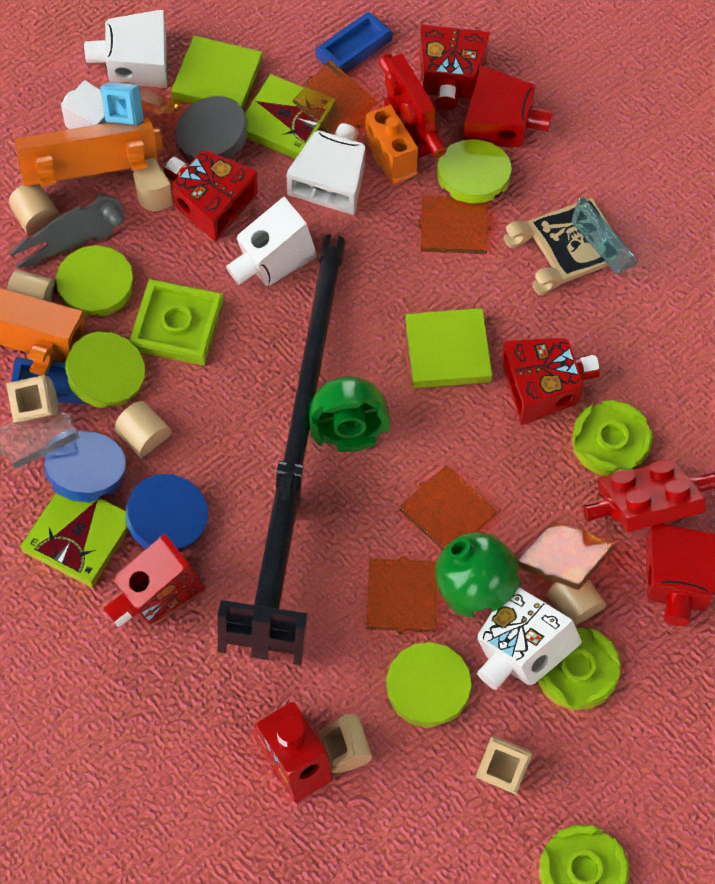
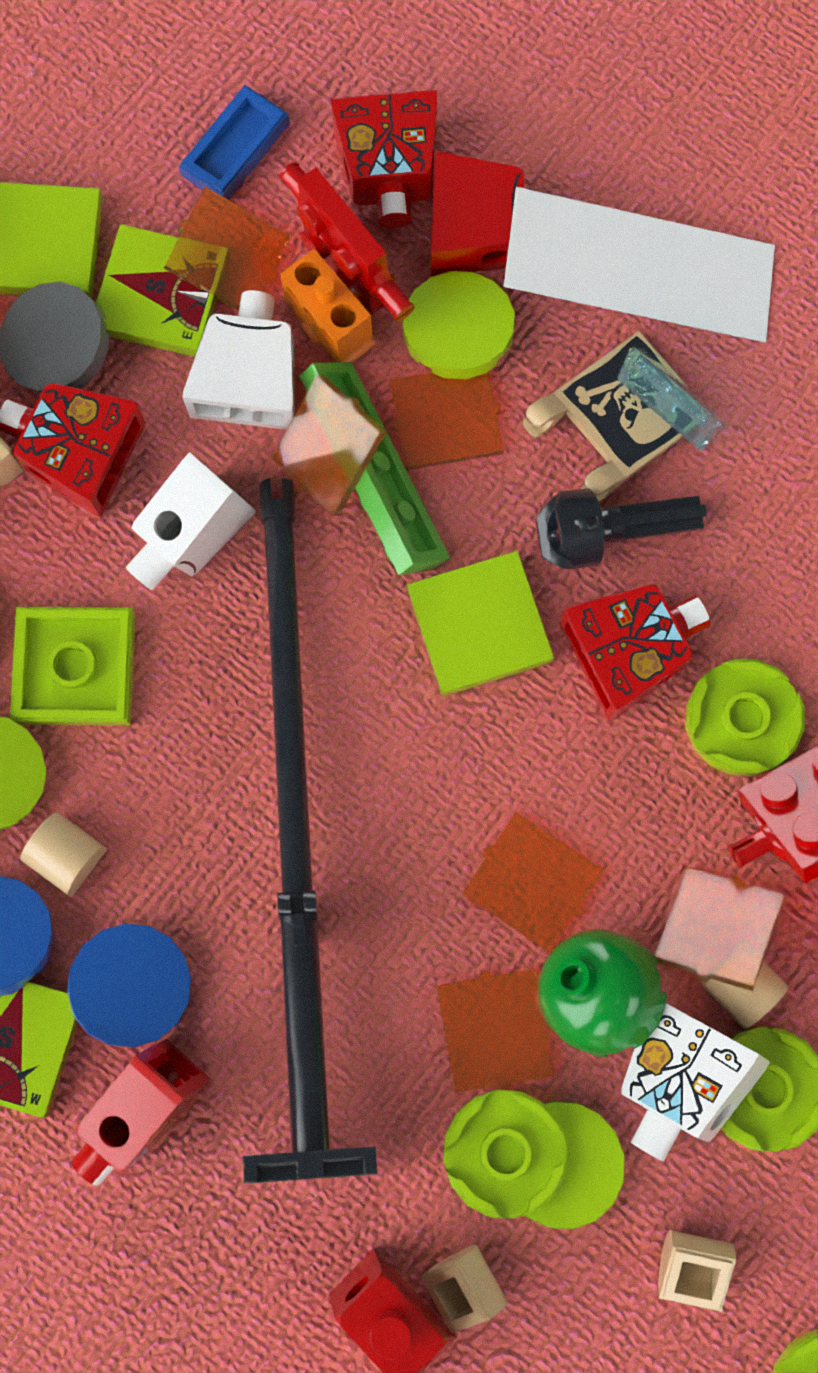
camera: 10 degrees left, 15 degrees up
(348, 414) = (359, 771): green cylinder -> none
(373, 220) = (328, 445): none -> clear orange piece
(391, 664) = (505, 1154): none -> lime tile
(400, 242) = (386, 487): none -> bright green plate
(528, 300) = (587, 527): none -> black piece
(600, 157) = (639, 265): none -> white sticker

